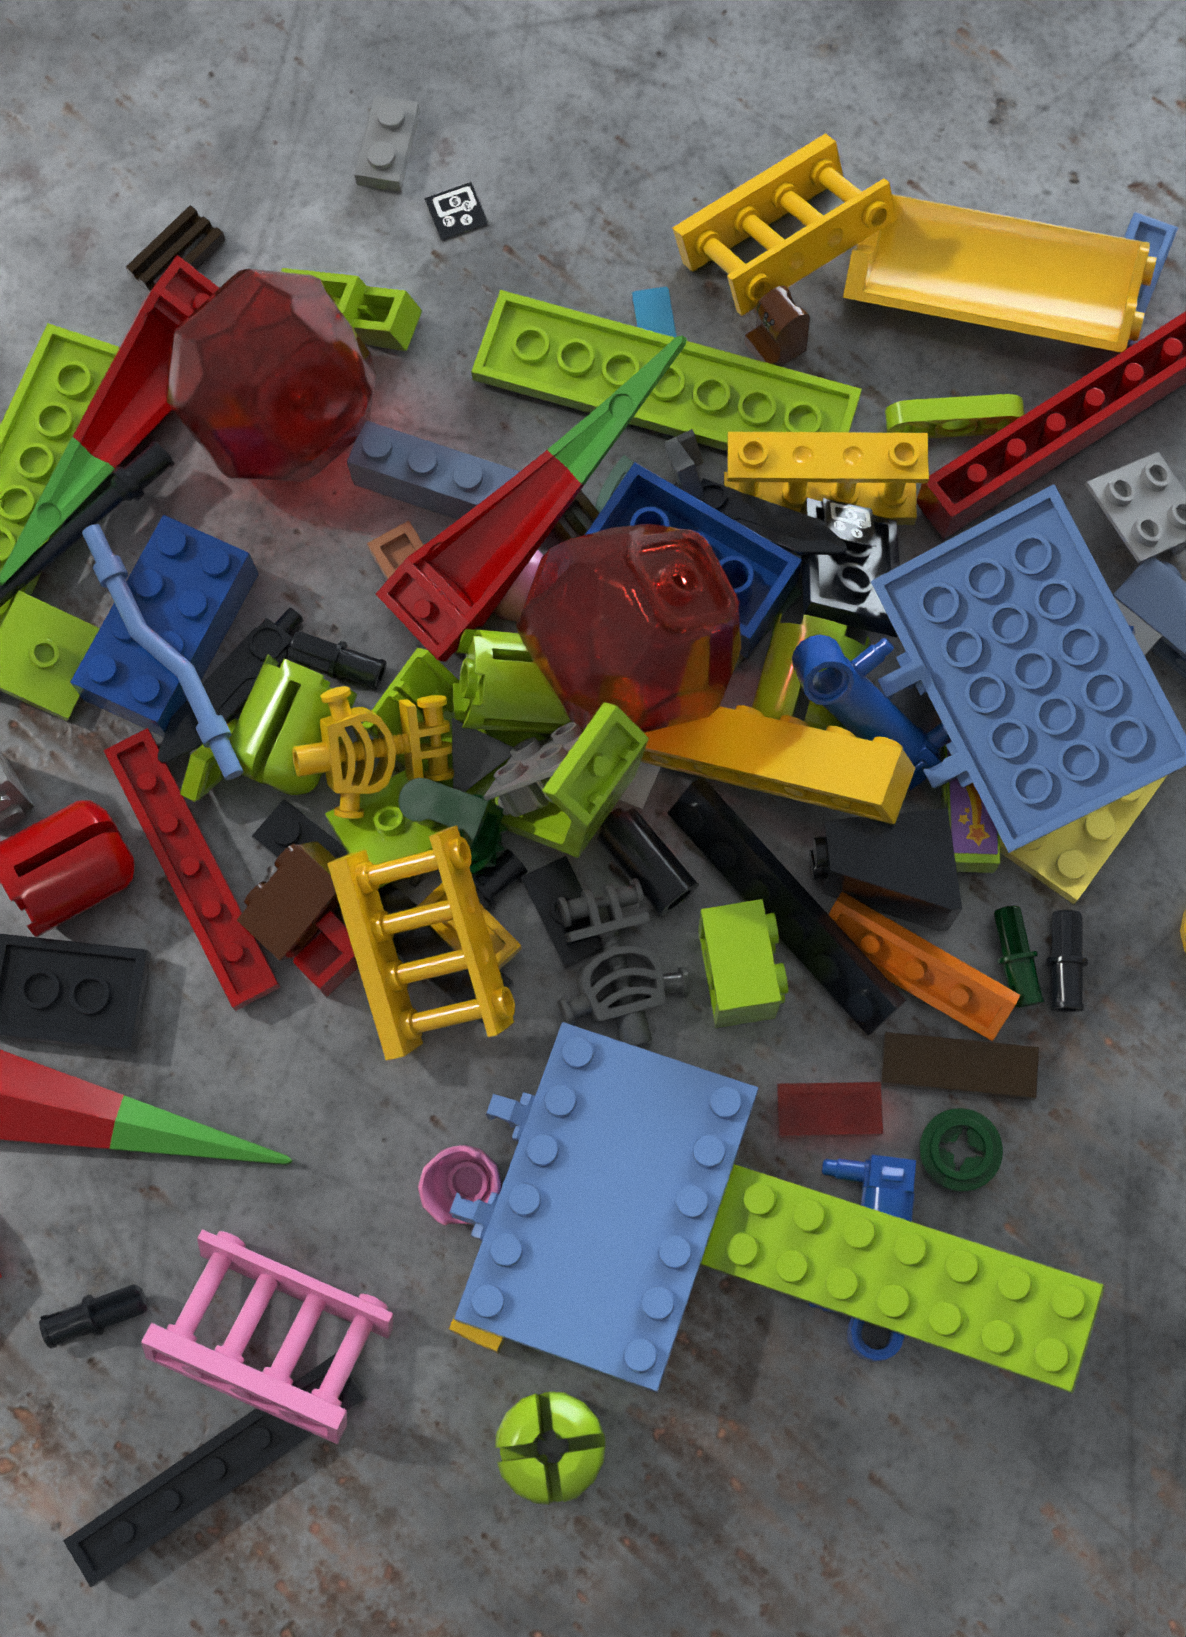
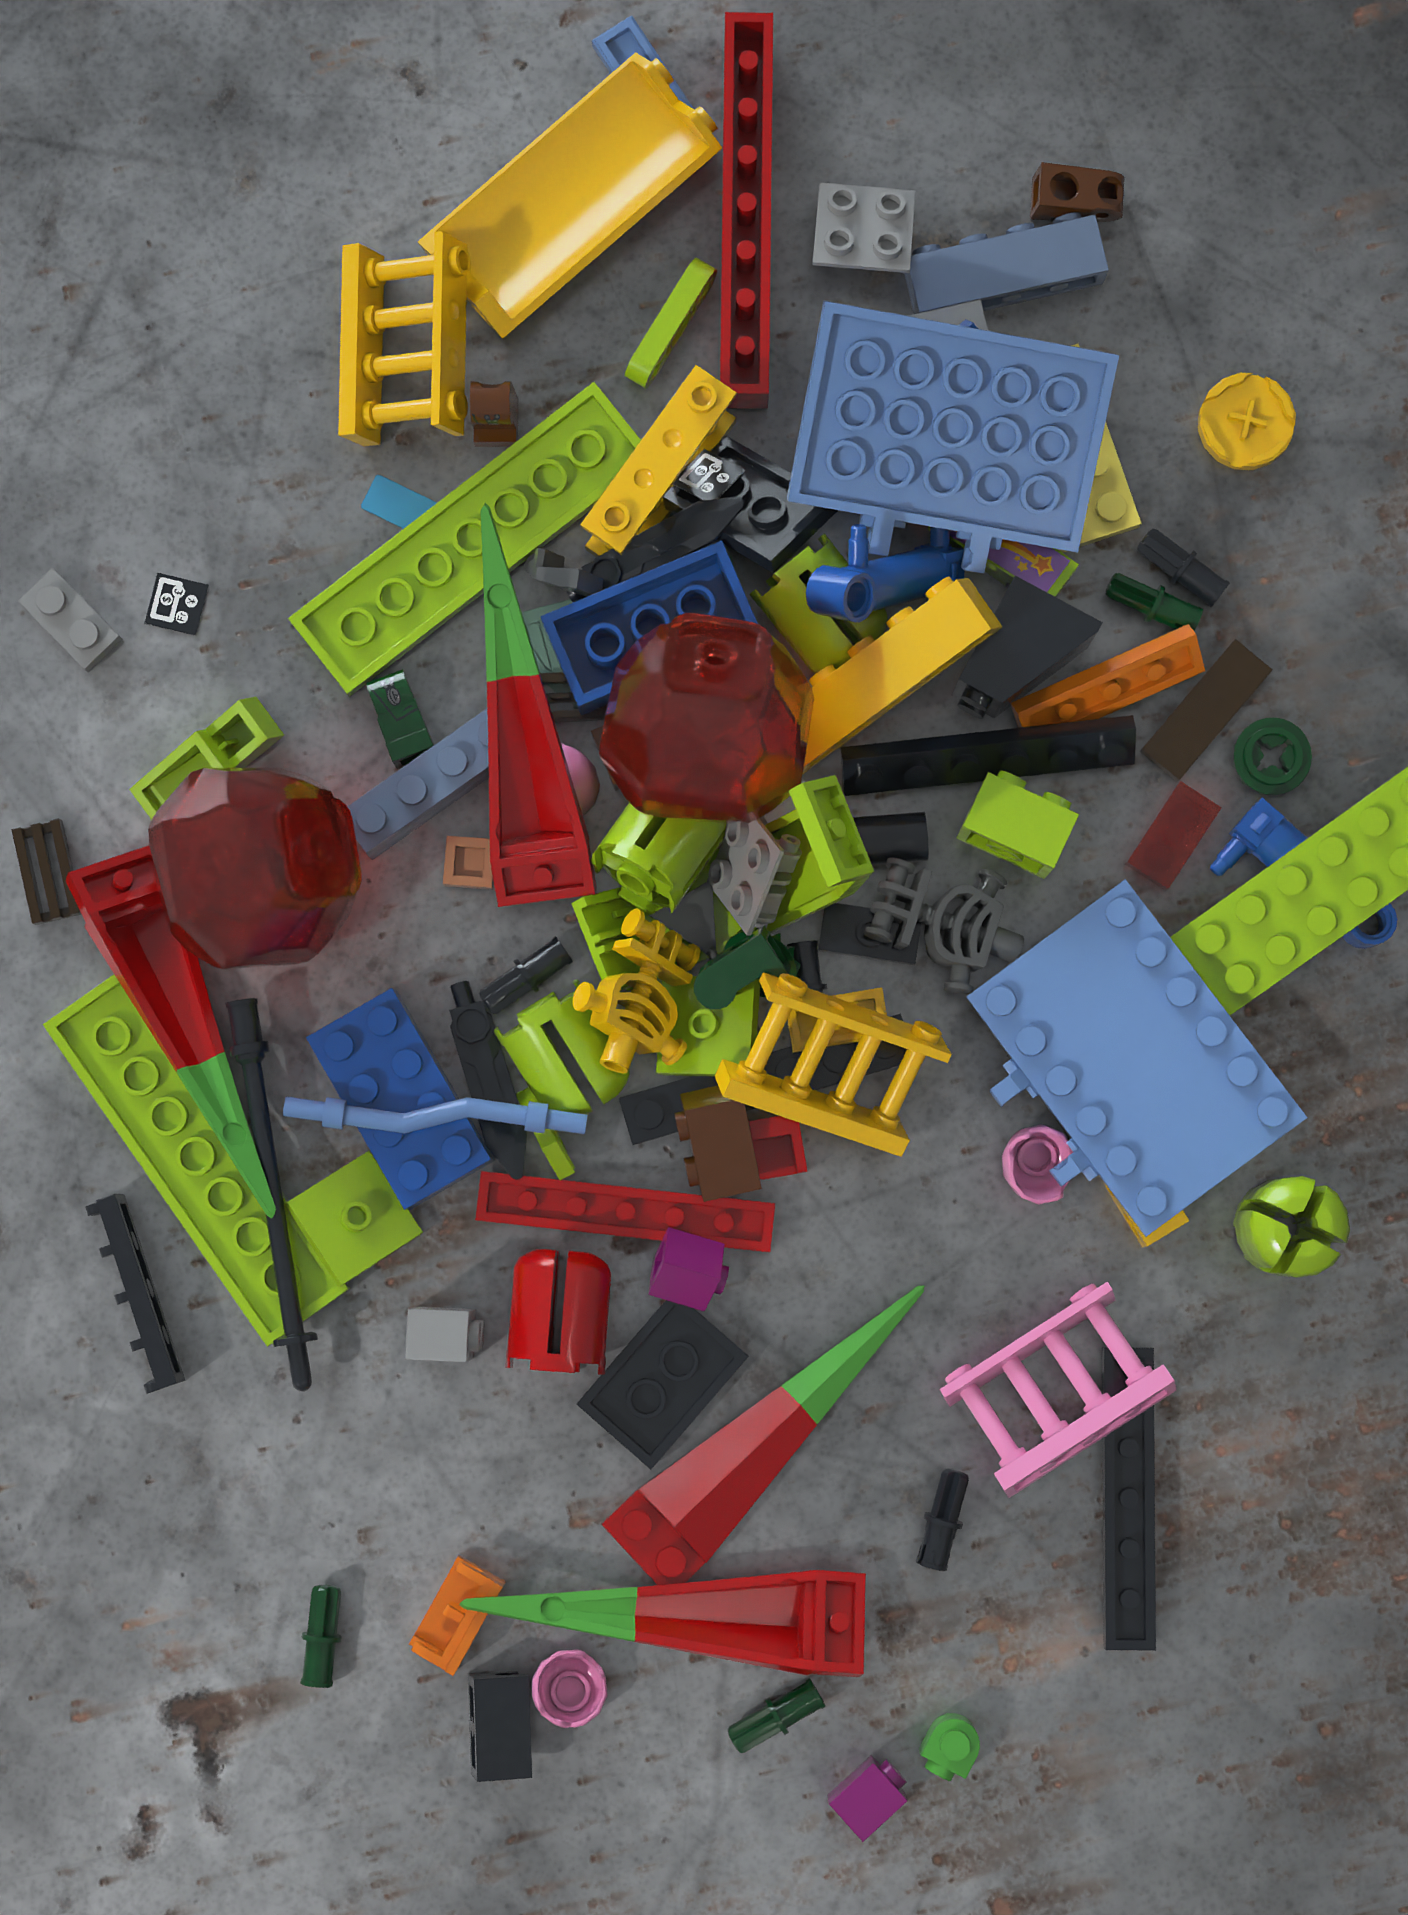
camera: 55 degrees left, 10 degrees up
(171, 947) = (688, 1269): none -> magenta brick
(482, 422) = (399, 718): none -> dark green leg

